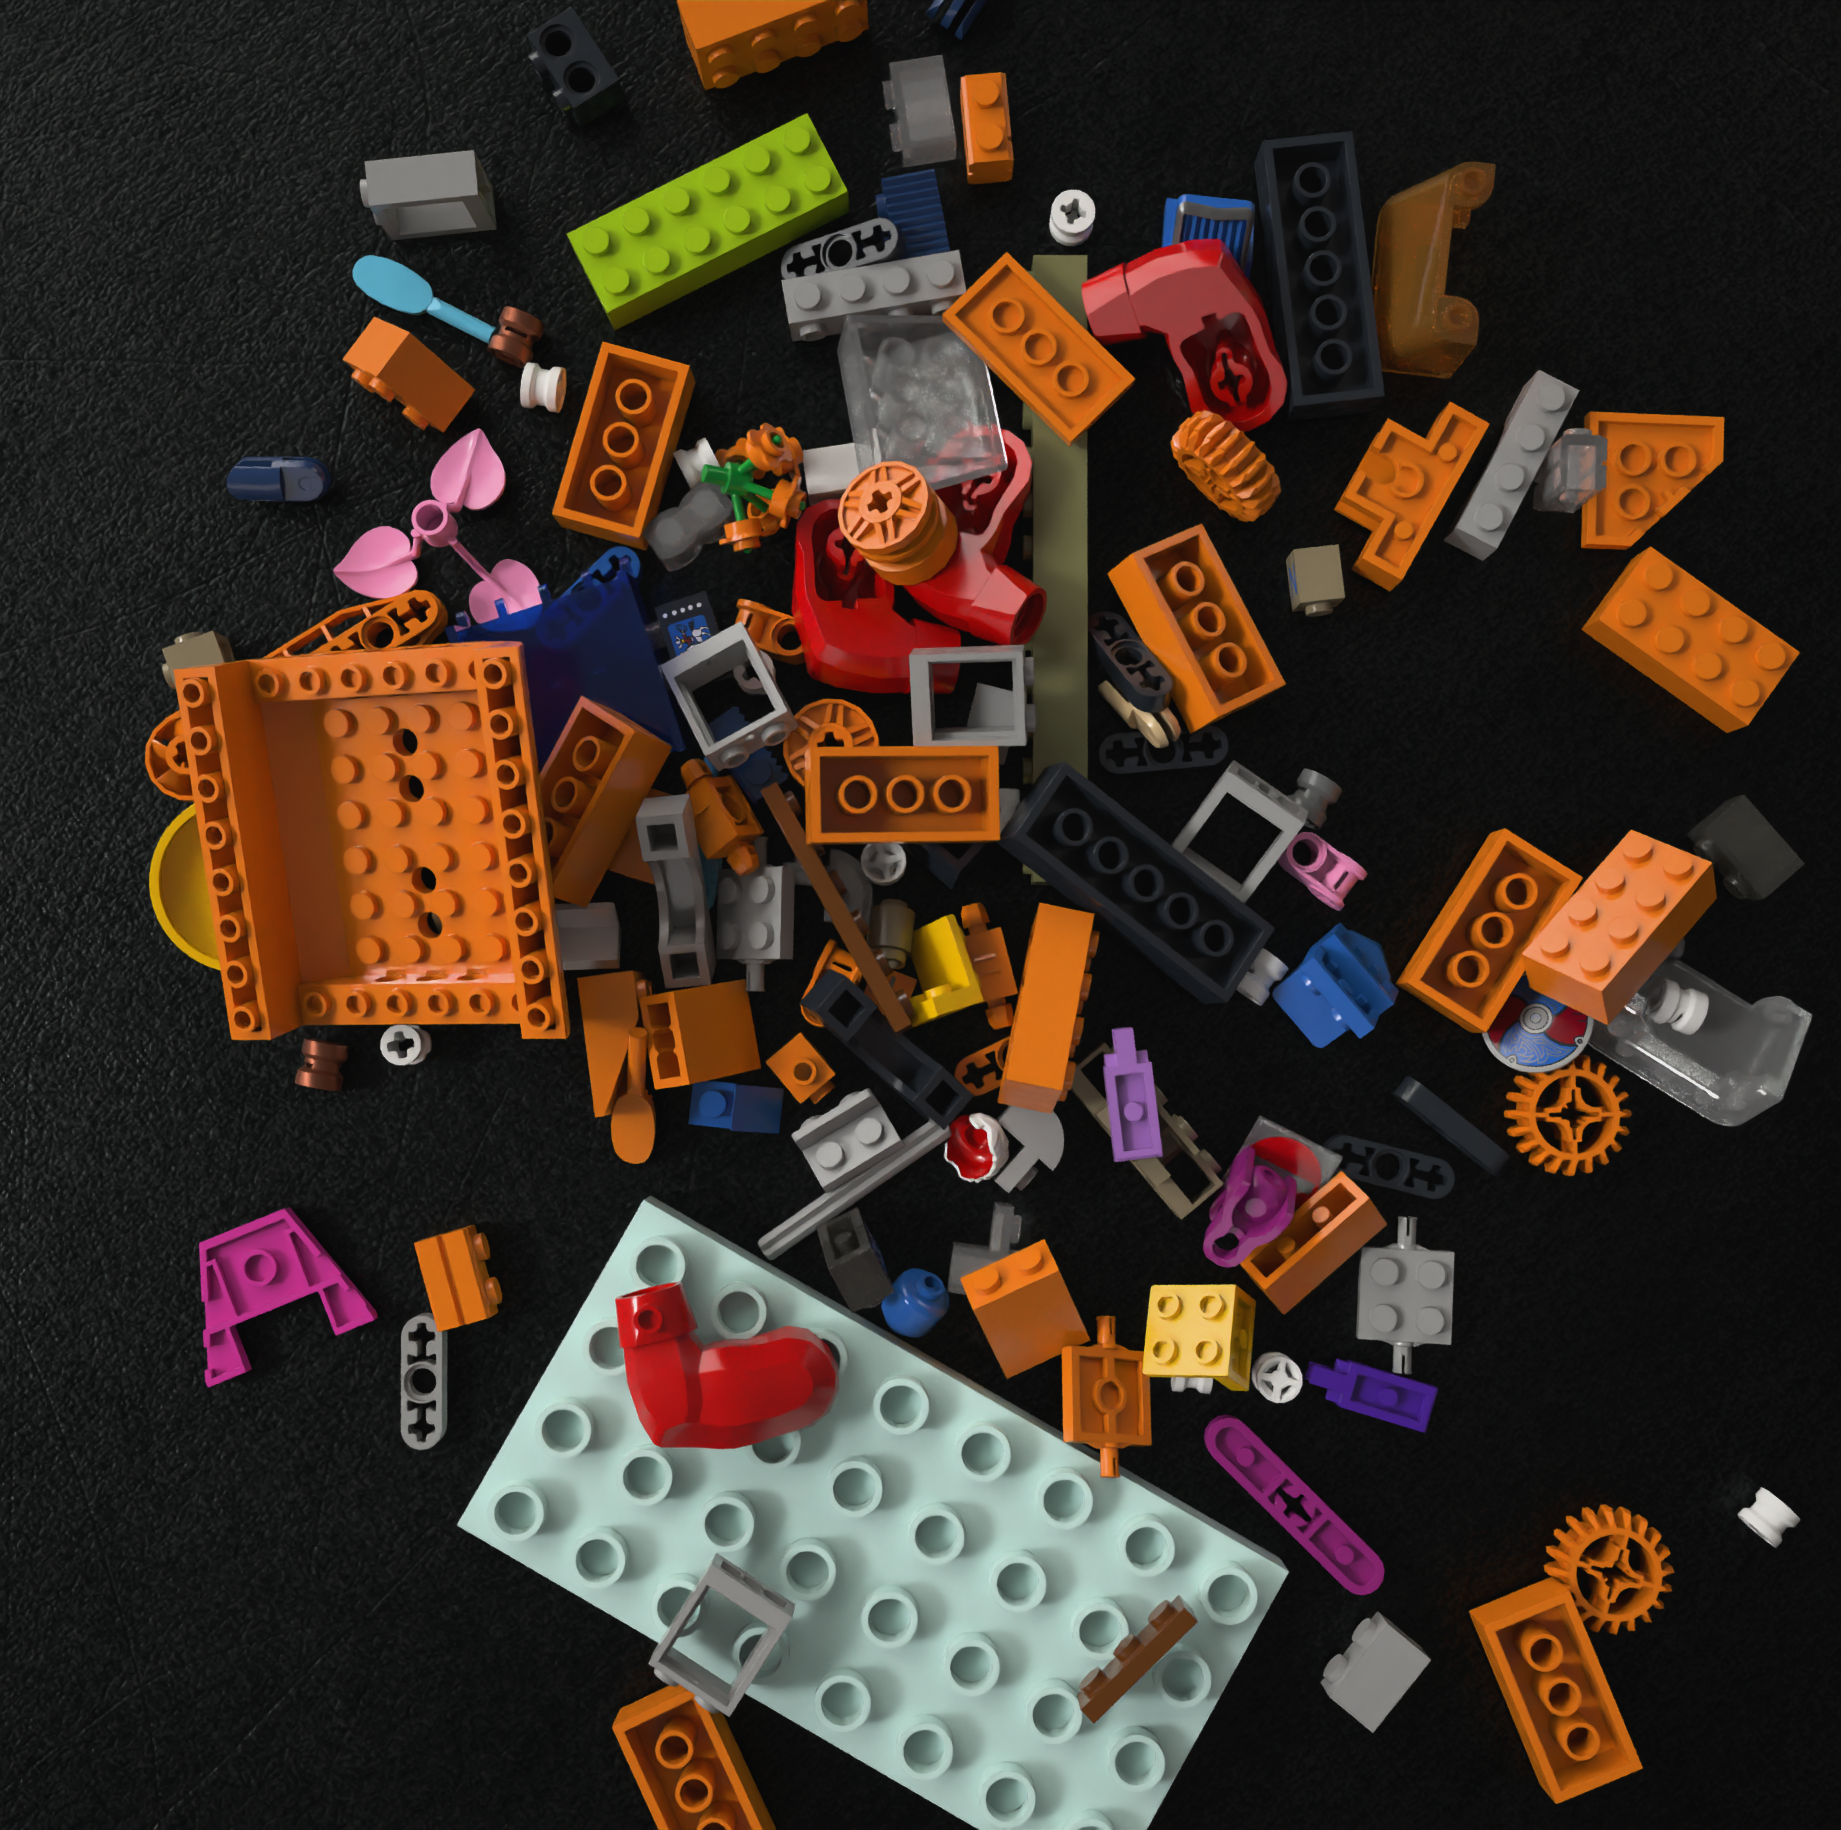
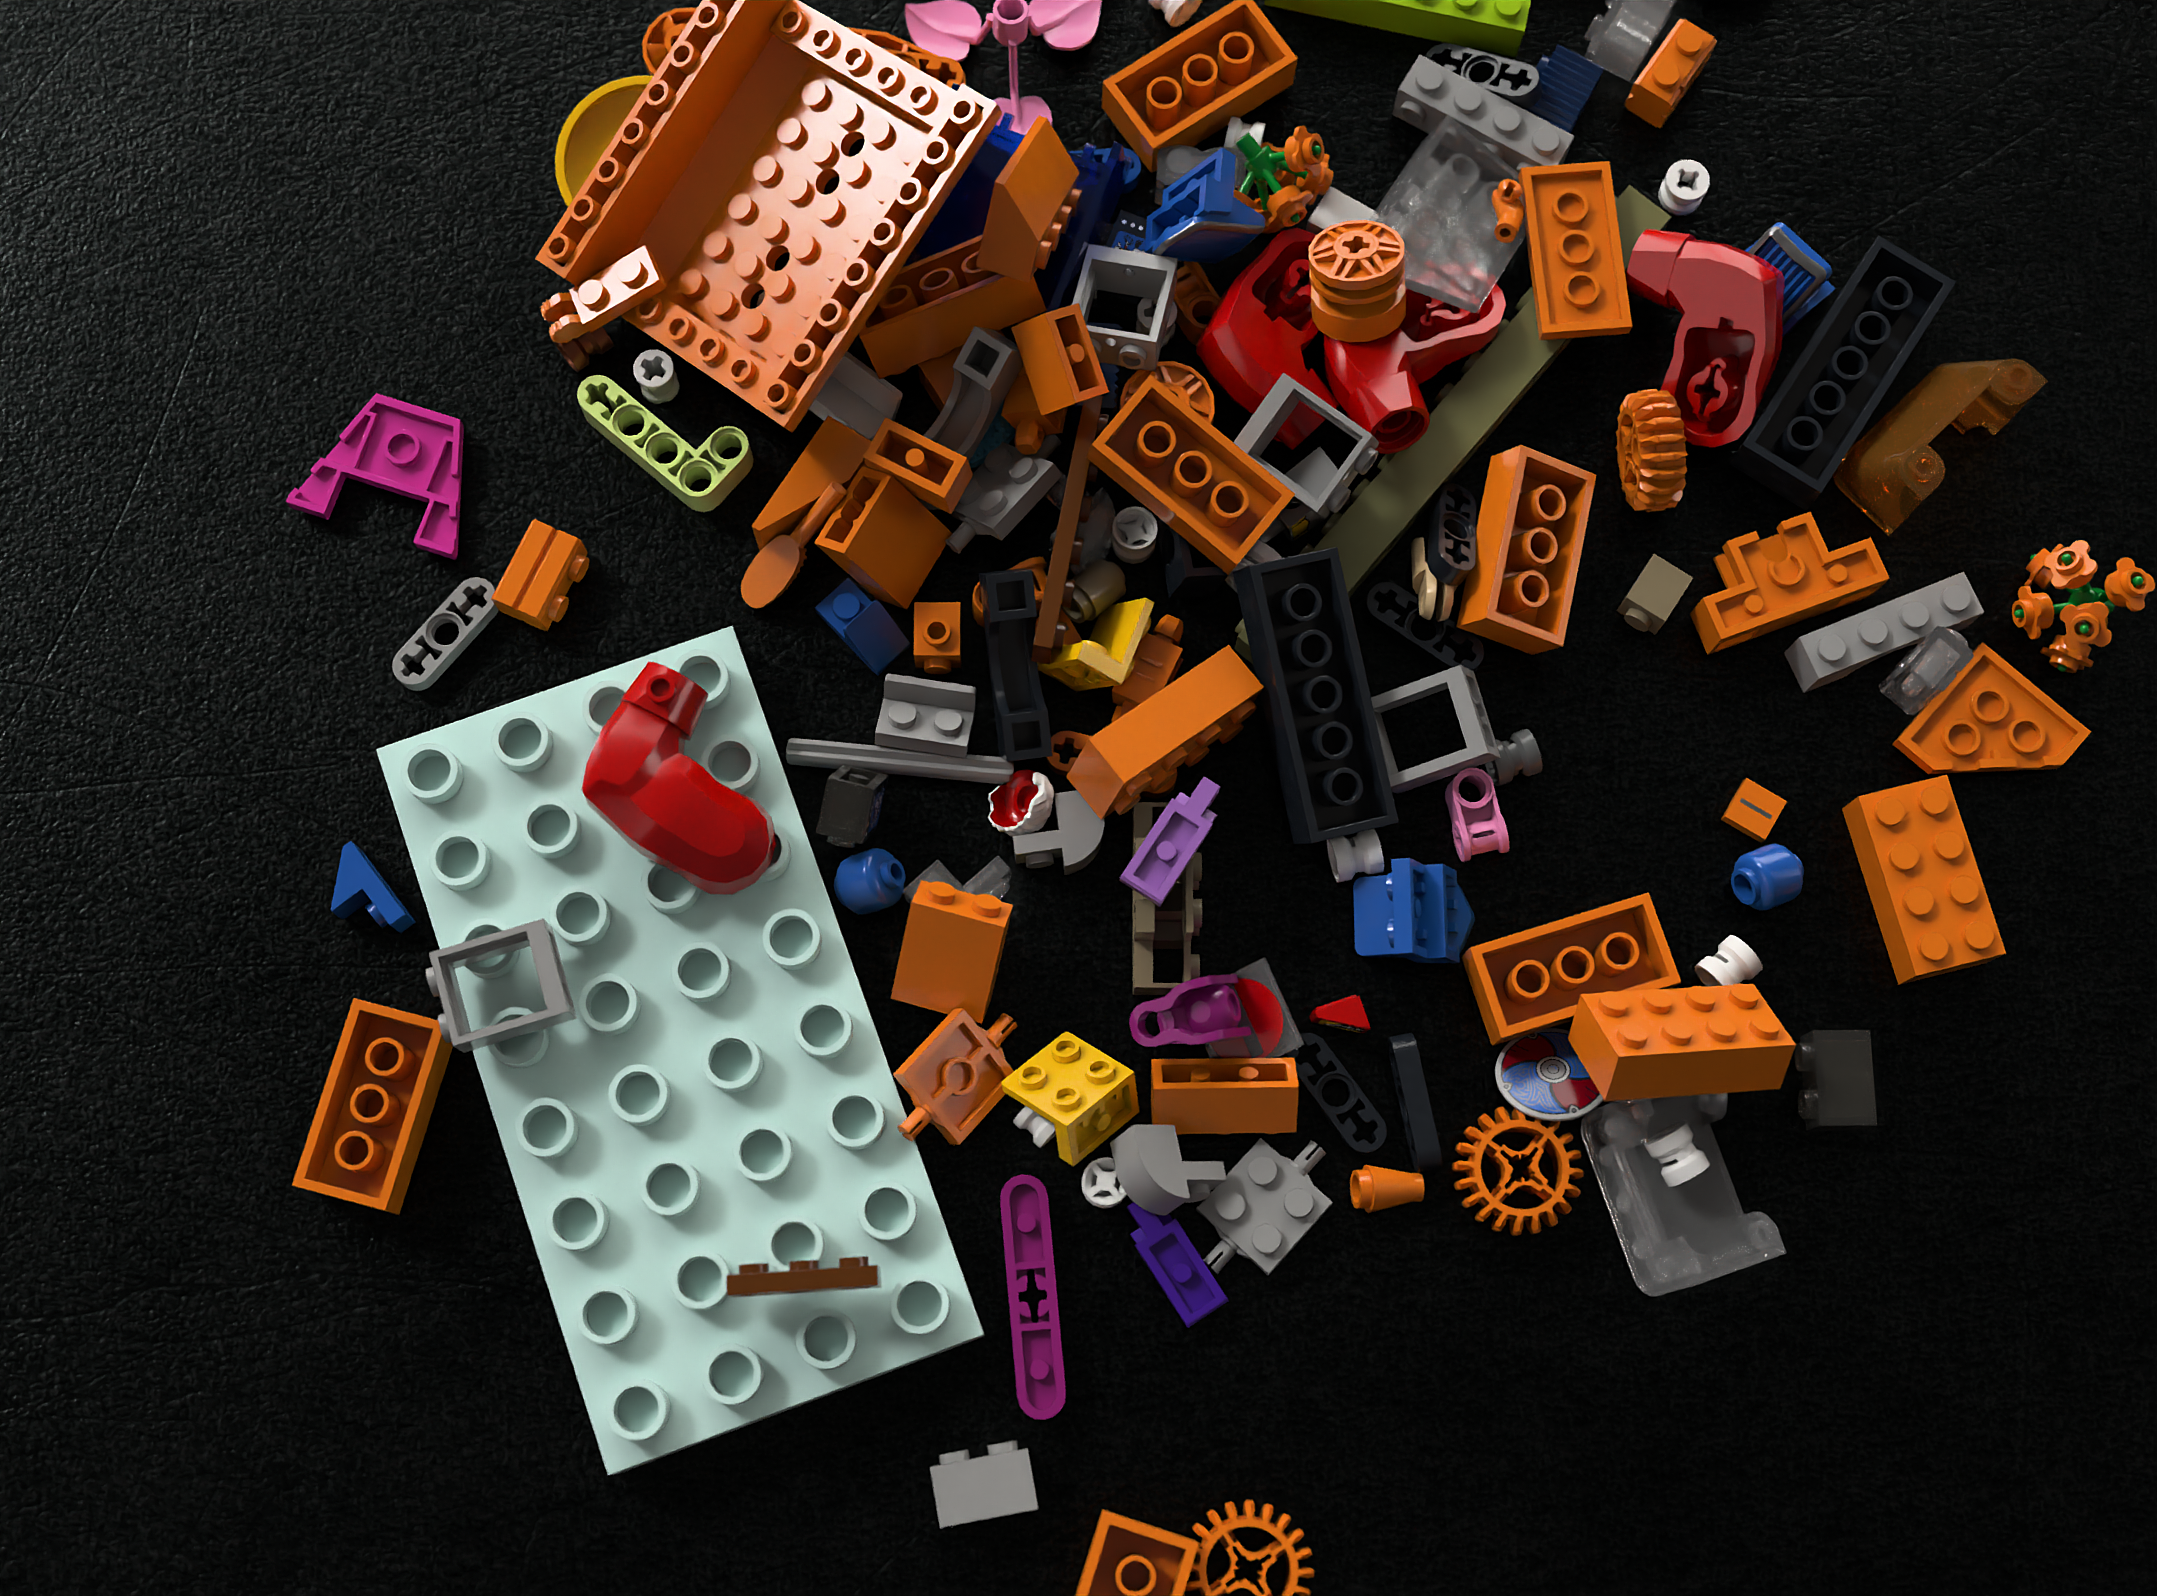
camera: 35 degrees right, 10 degrees down
(313, 1022) = (603, 296): none -> orange hinge
(450, 1093) = (659, 438): none -> yellowish green beam
(532, 1621) = (361, 882): none -> blue slope
(593, 678) = (1030, 205): none -> orange slope
(684, 963) = (919, 465): none -> orange brick
(724, 787) = (1059, 359): none -> orange brick
(725, 565) = (1201, 215): none -> blue piece
(962, 360) = (1508, 210): none -> orange arm
(1310, 1345) = (1154, 1173): none -> light grey brick
(1345, 1104) = (1342, 1014): none -> red slope
(1481, 1208) = (1384, 1188): none -> orange cone
(1520, 687) = (1753, 810): none -> orange tile
(1574, 734) = (1767, 877): none -> blue head
(1598, 828) = (1729, 965): none -> white wheel
(1631, 306) = (2087, 607): none -> orange plant

